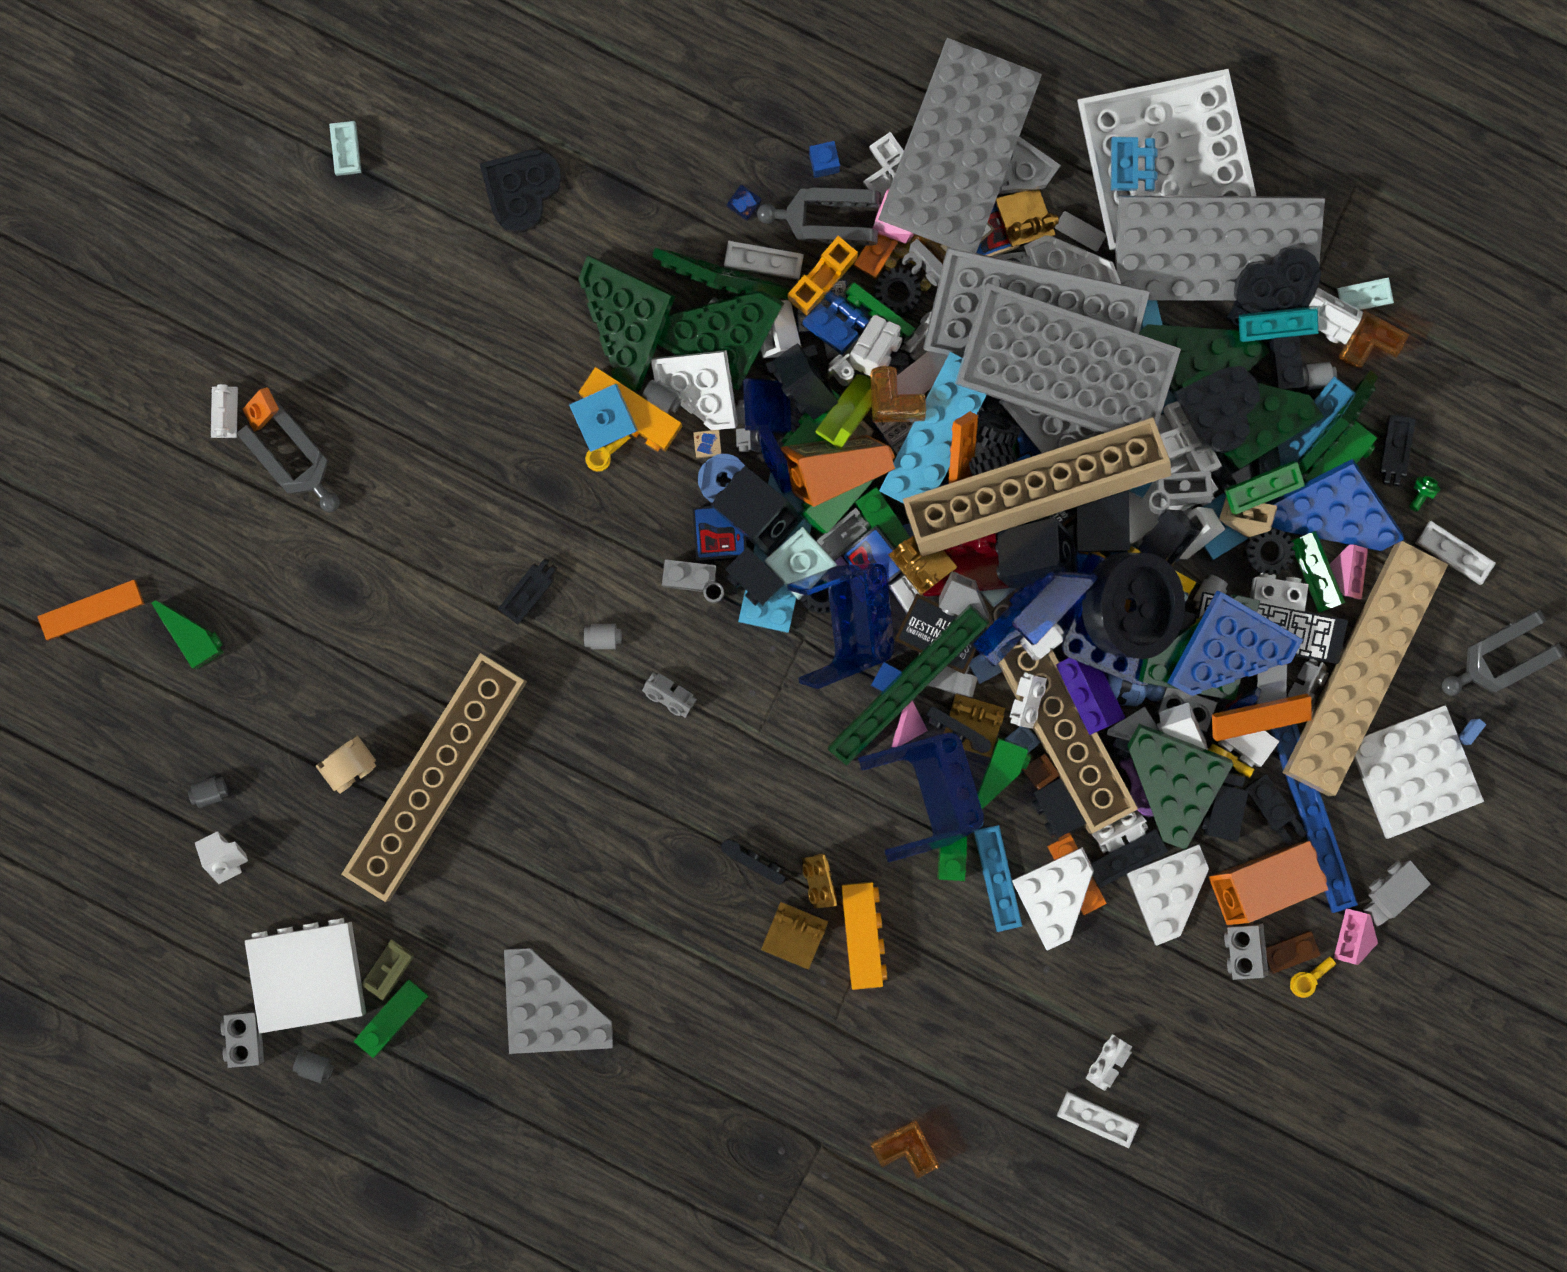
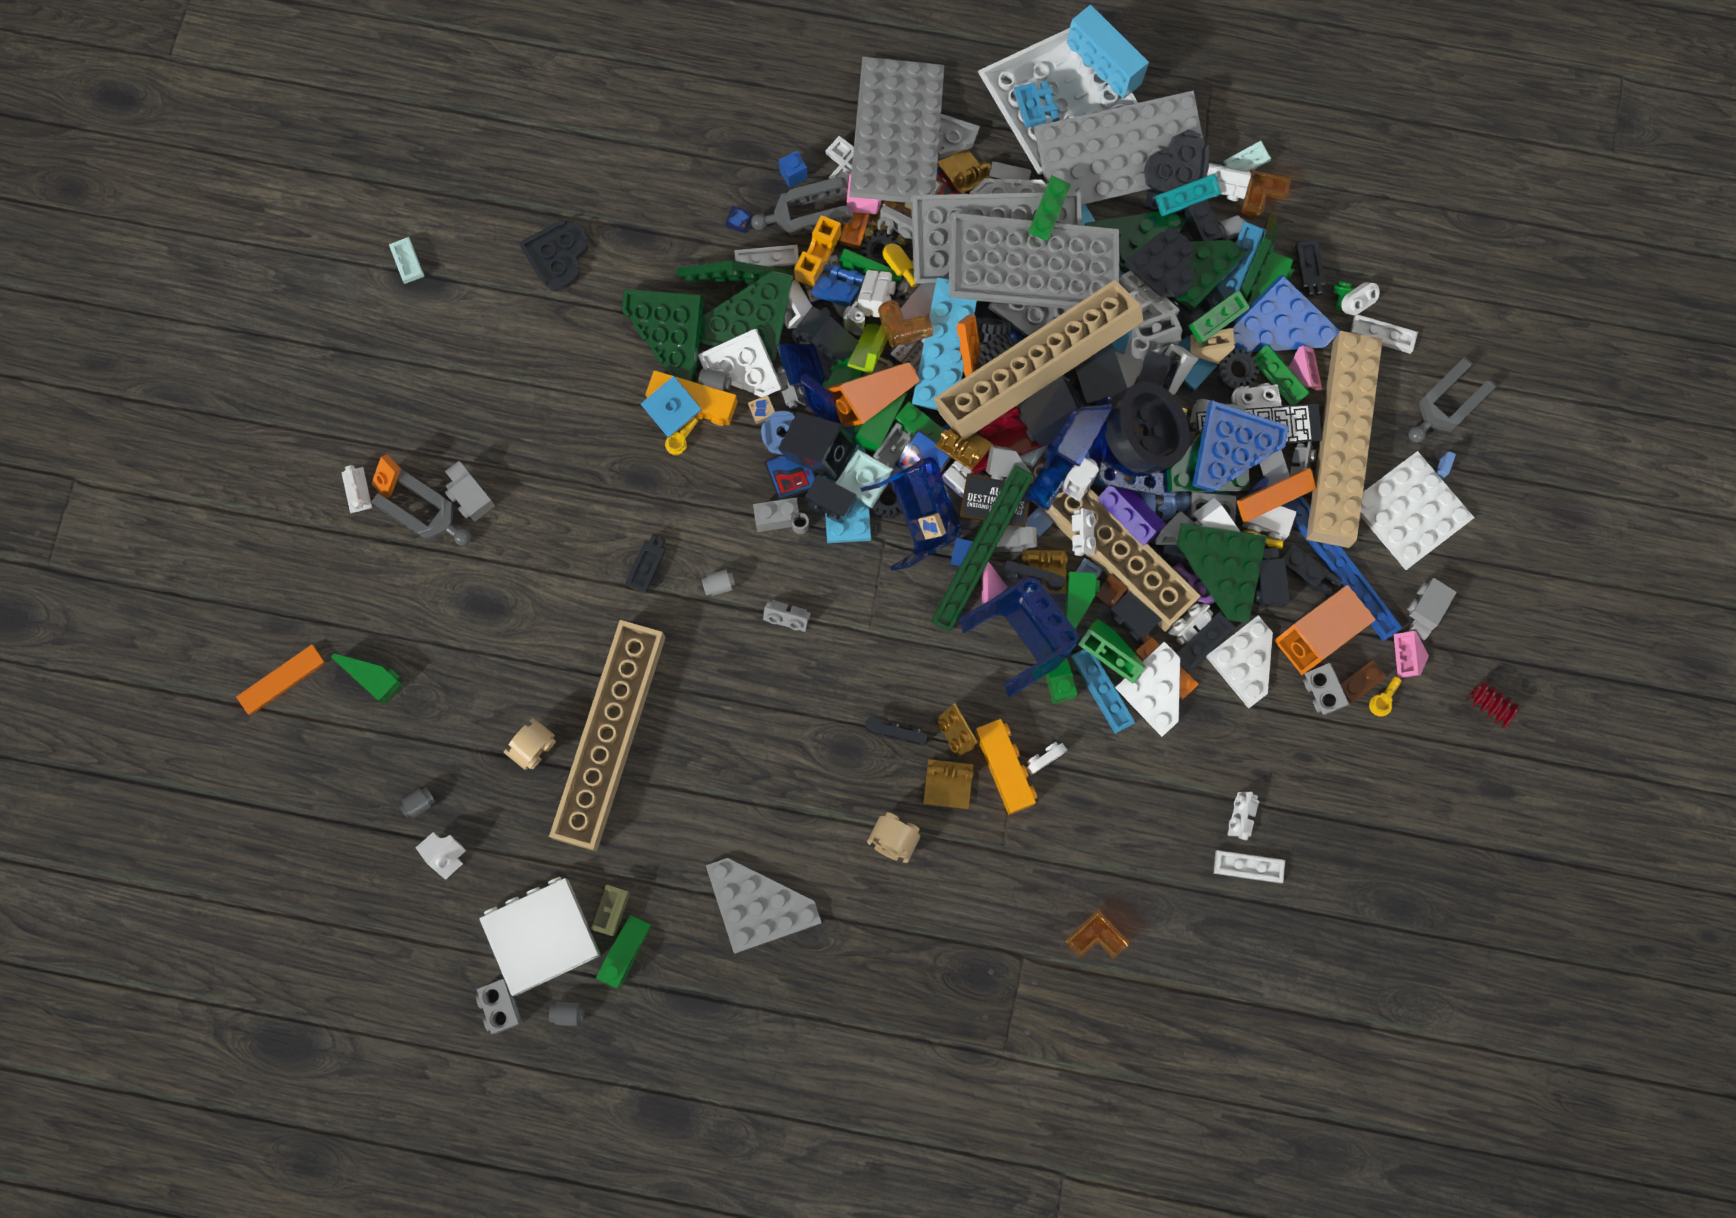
camera: 20 degrees left, 10 degrees down
(347, 452) = (467, 492): none -> light grey hinge
(716, 980) = (894, 837): none -> tan brick
(860, 640) = (932, 526): none -> tan tile
(900, 941) = (1053, 752): none -> white plate
(914, 313) = (899, 262): none -> yellow piece
(1019, 839) = (1112, 650): none -> green slope
(1105, 305) = (1049, 208): none -> green plate
(1234, 124) = (1107, 52): none -> medium azure brick
(1430, 1019) = (1494, 703): none -> dark red piece
(1443, 503) = (1362, 296): none -> white plate

